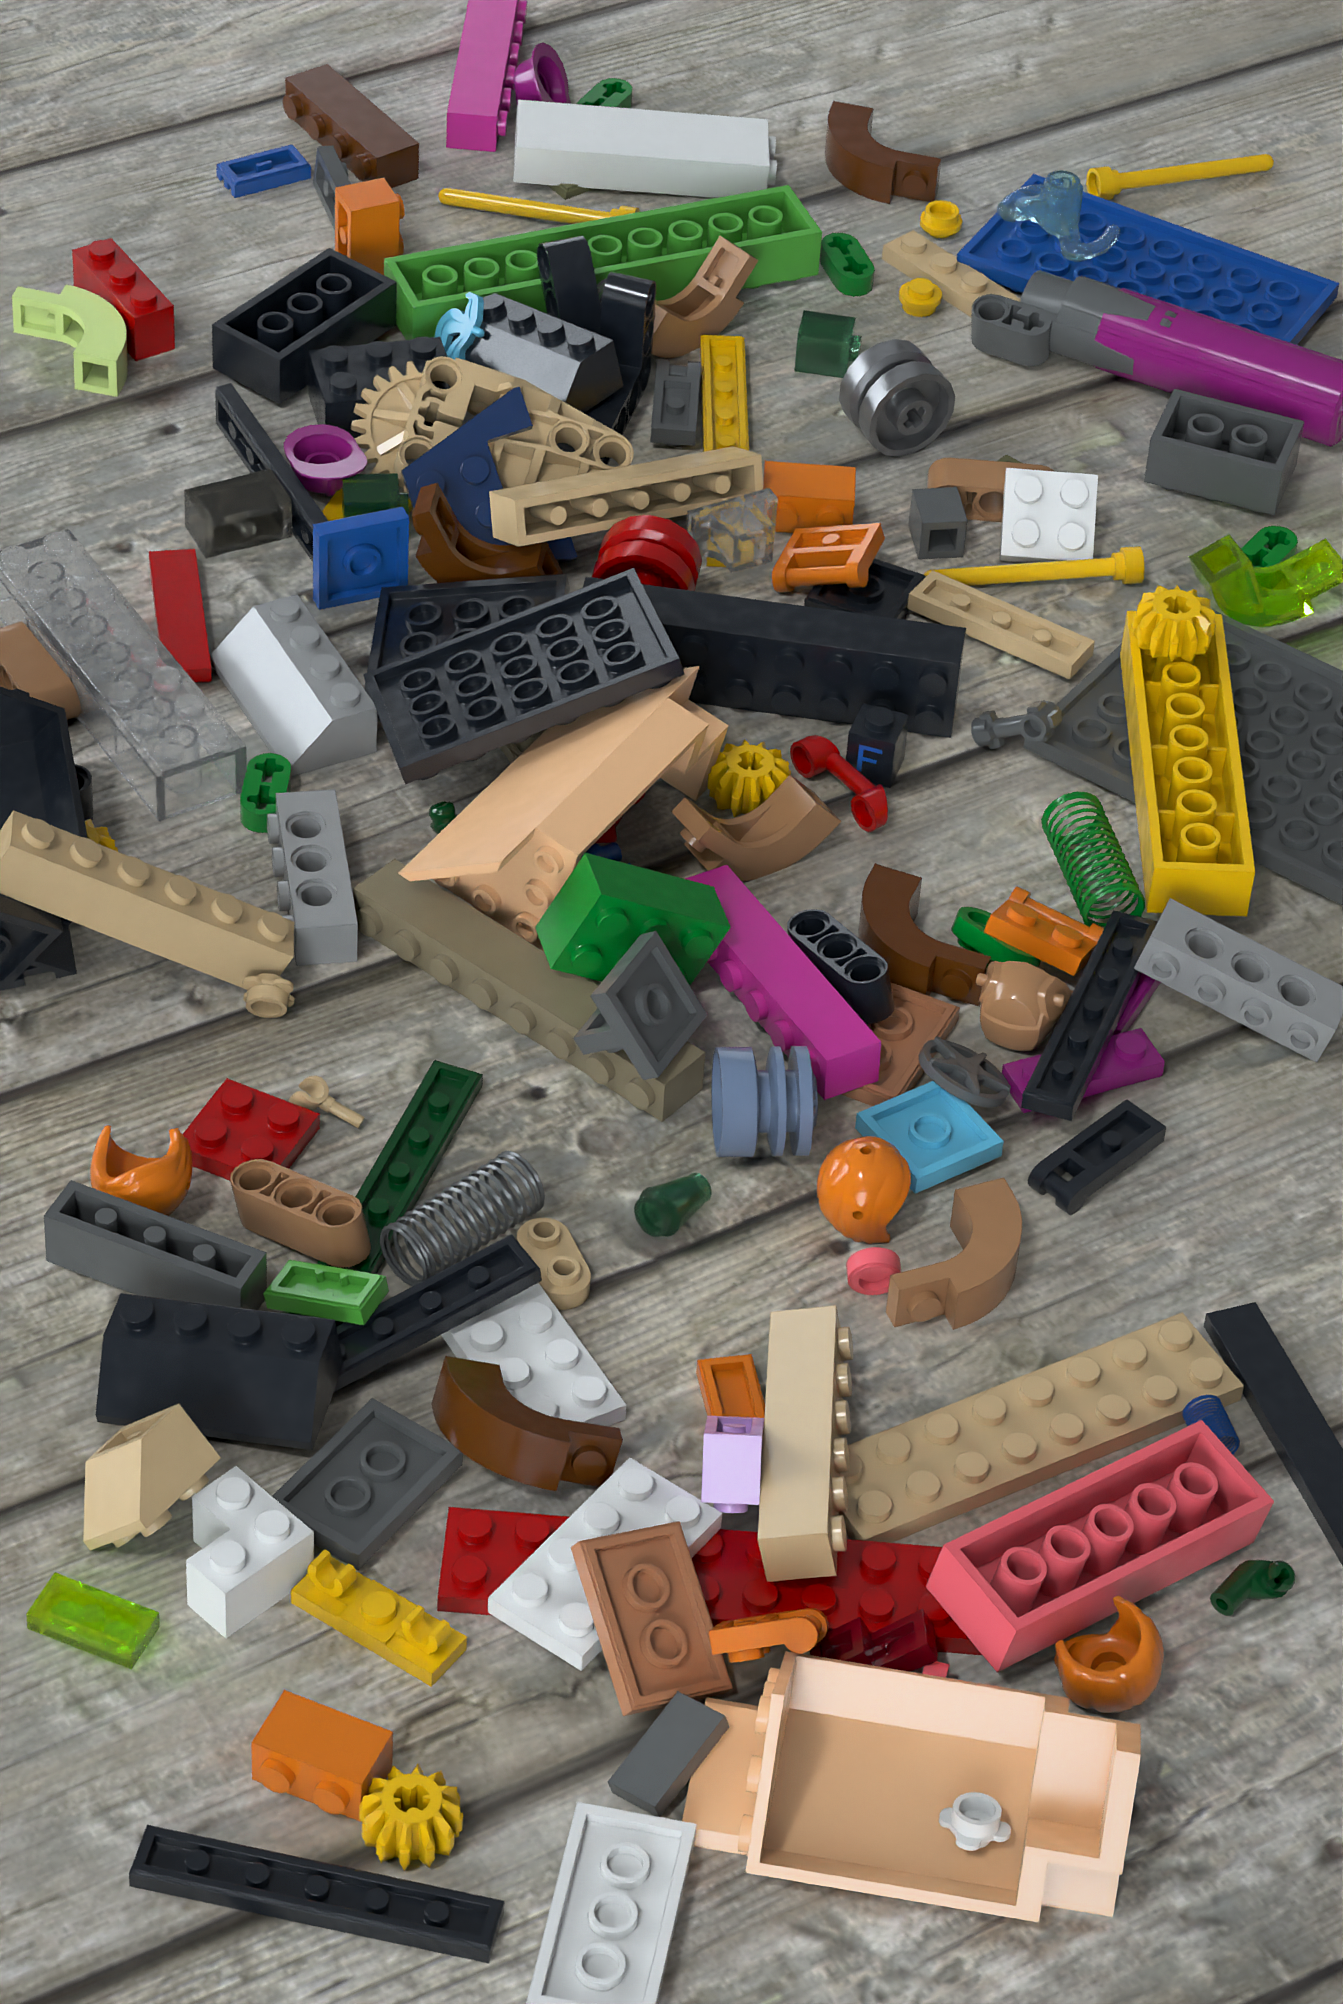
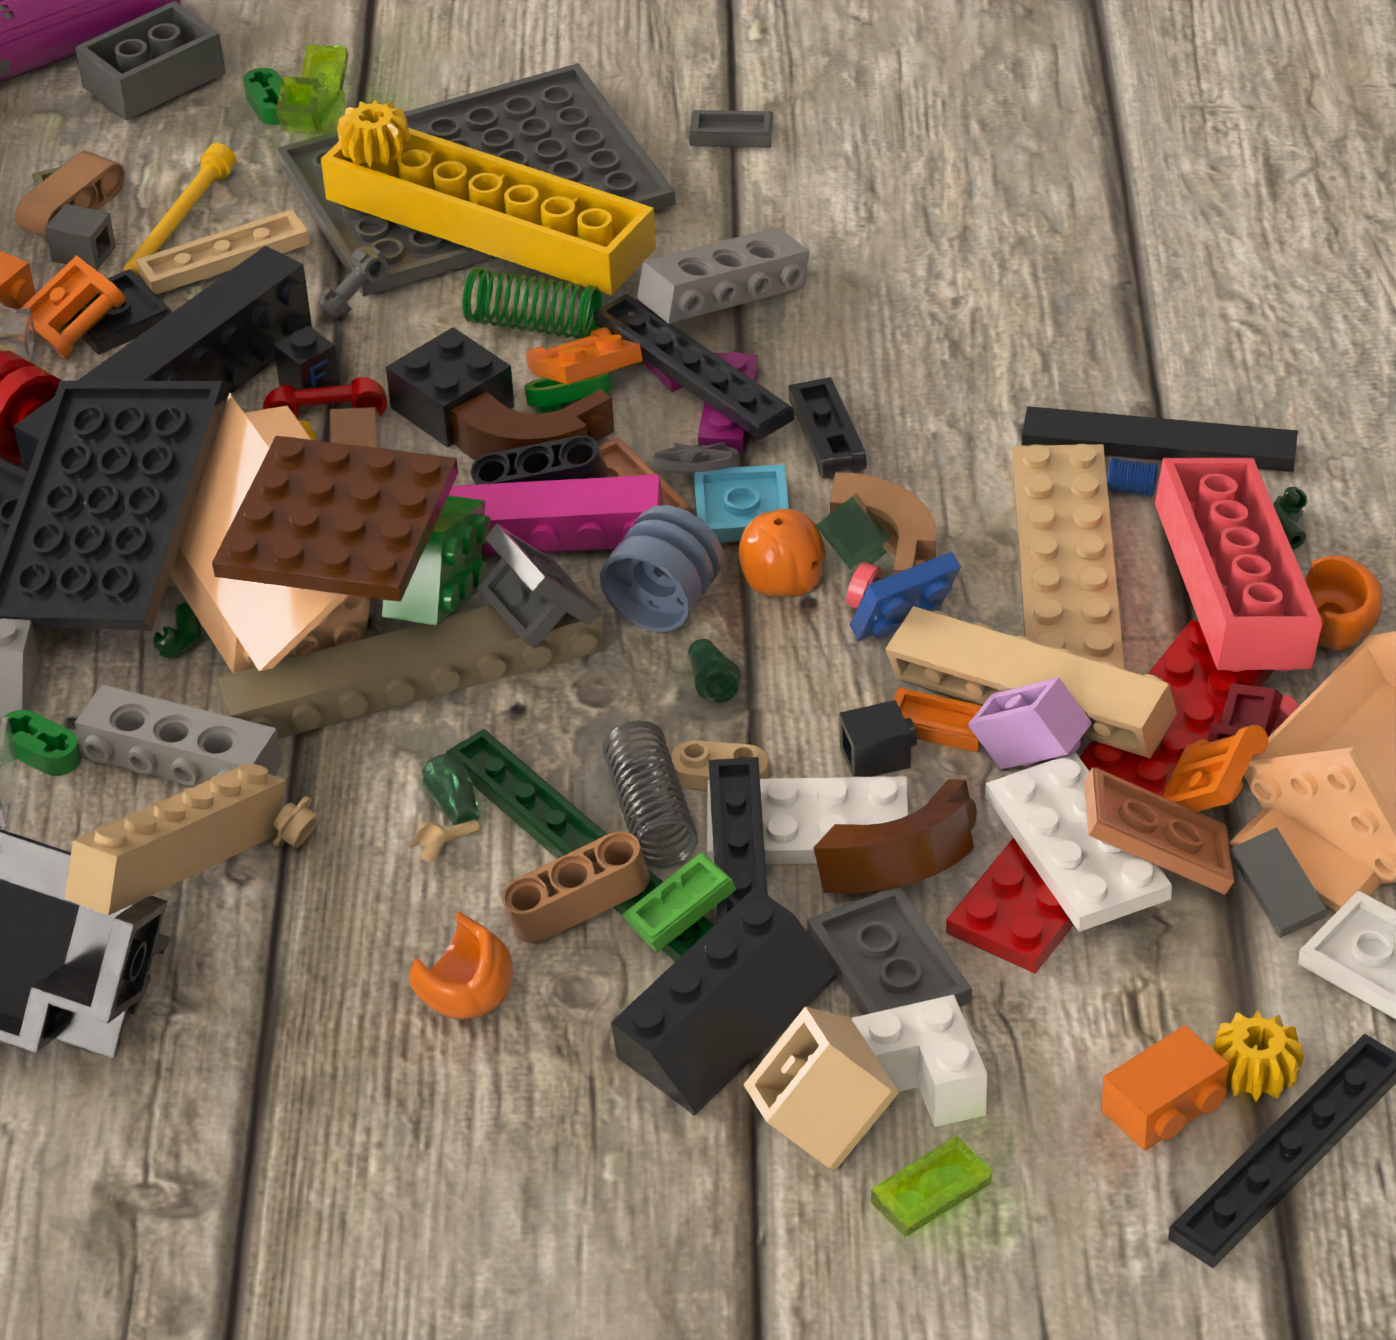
camera: 55 degrees left, 0 degrees up
(150, 1251) = (560, 996): dark grey brick -> none
(247, 1126) = (431, 892): red plate -> none
(378, 1618) = (1036, 1005): yellow plate -> none
(384, 1081) = (451, 788): none -> clear green cone
(561, 813) = (336, 518): none -> reddish brown plate
(656, 1360) = (876, 739): none -> black brick
(859, 1299) = (891, 598): none -> blue plate
(927, 1225) = (854, 532): none -> clear green brick
(934, 843) = (443, 376): none -> black brick
(1019, 1004) = (655, 398): medium nougat helmet -> none
(1048, 516) = (136, 175): white plate -> none

